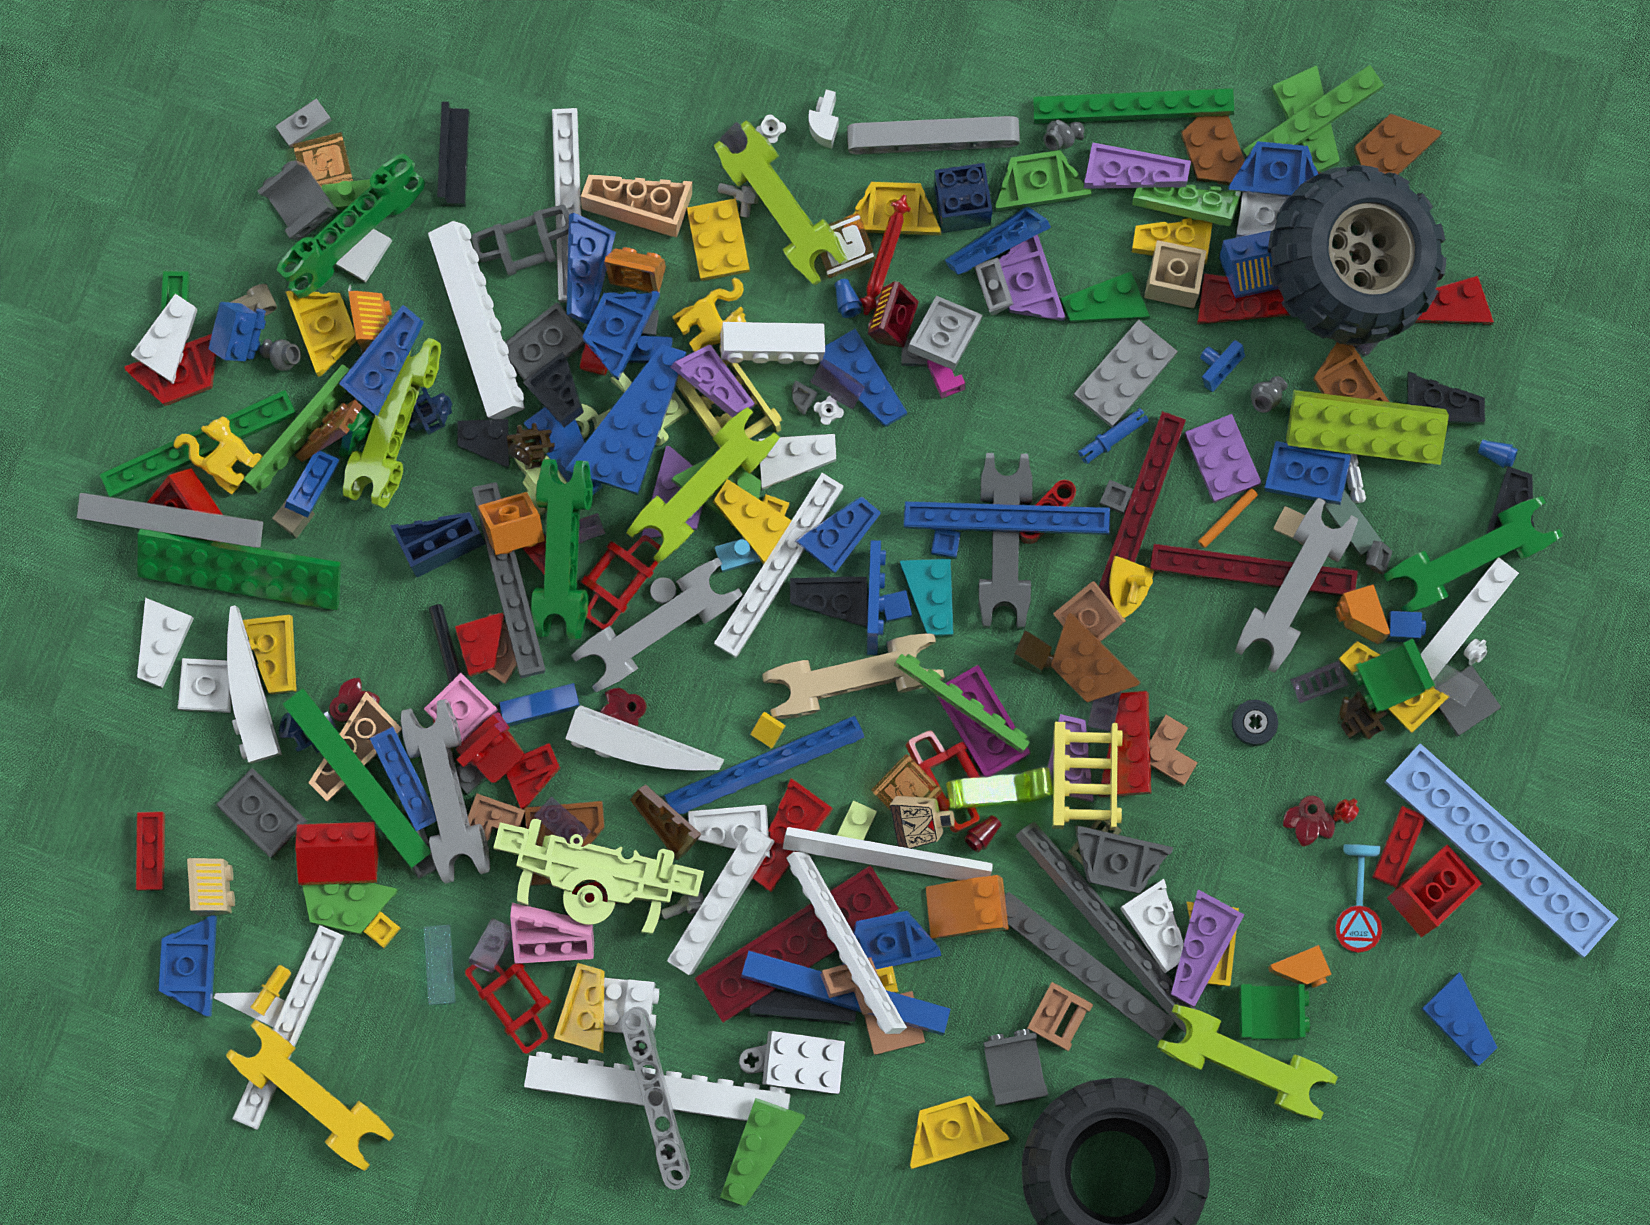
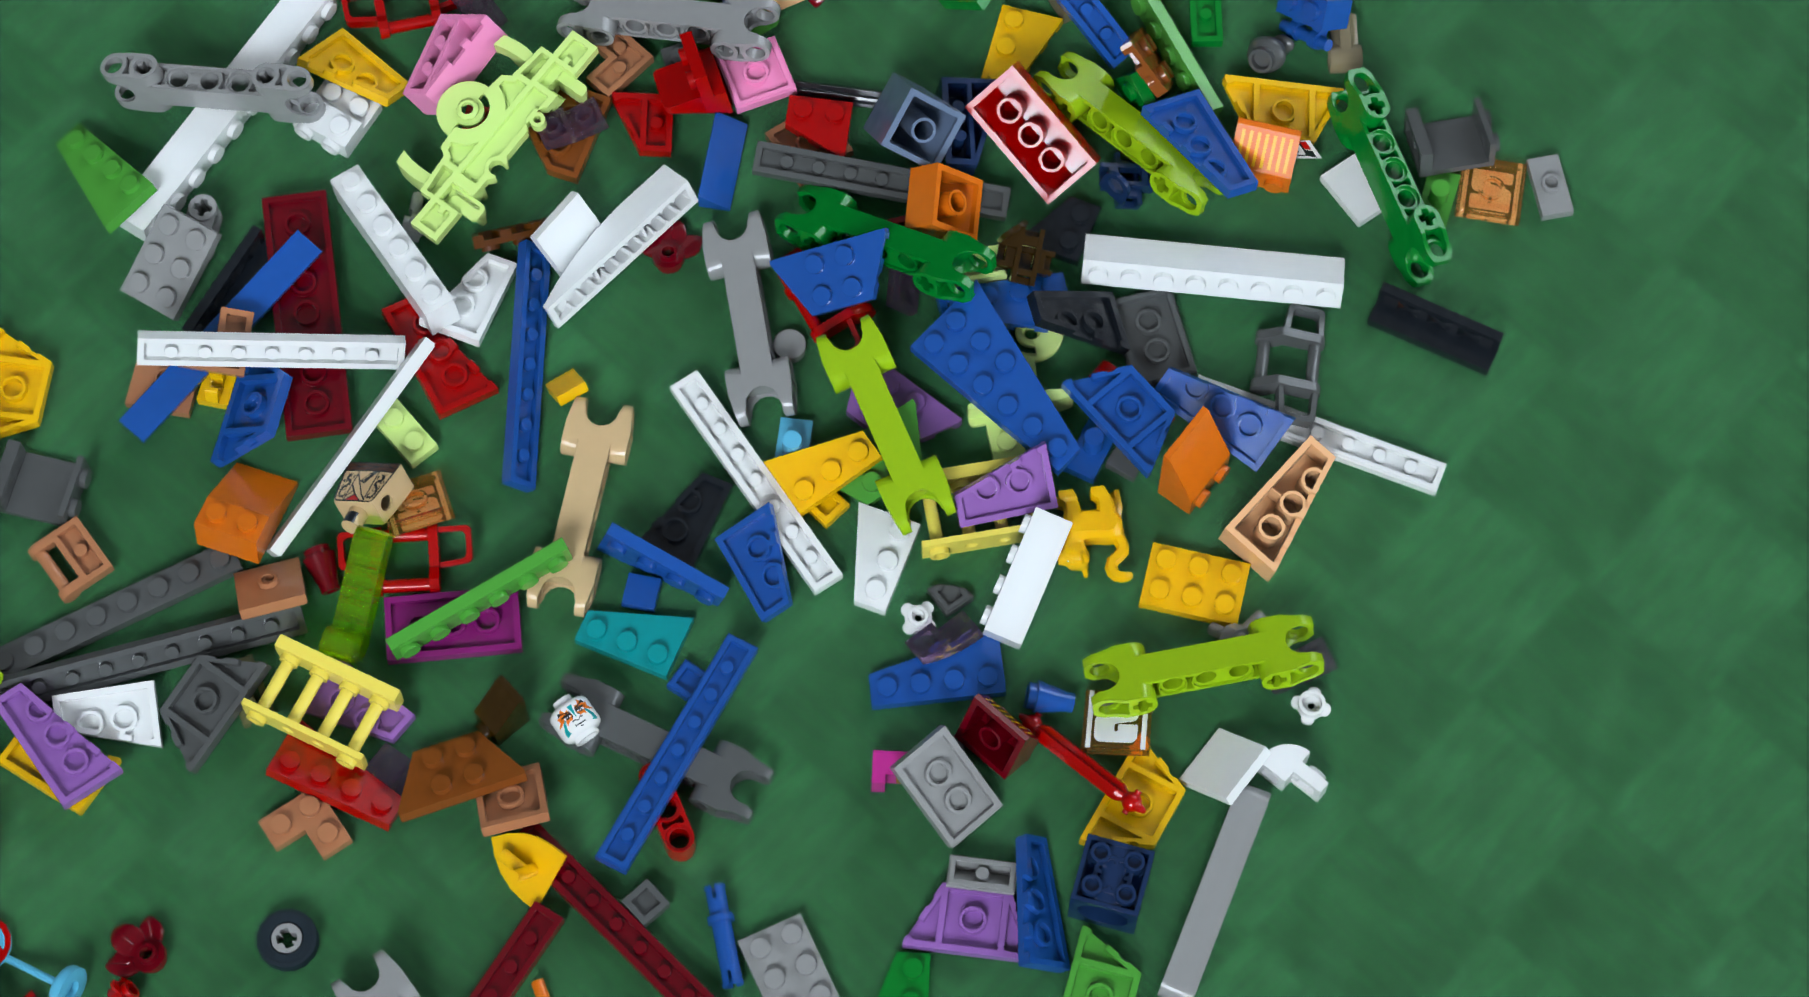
camera: 110 degrees right, 10 degrees down
(352, 538) = (1018, 37): none -> yellow wing
(424, 485) = (1033, 132): none -> red slope
(456, 572) = (913, 121): none -> sand blue slope
(602, 572) = (835, 273): none -> blue wing
(653, 781) = (565, 231): none -> white tile
(843, 161) = (1225, 766): none -> white tile
(1017, 859) = (270, 588): none -> nougat plate
(1018, 594) = (575, 719): none -> white head

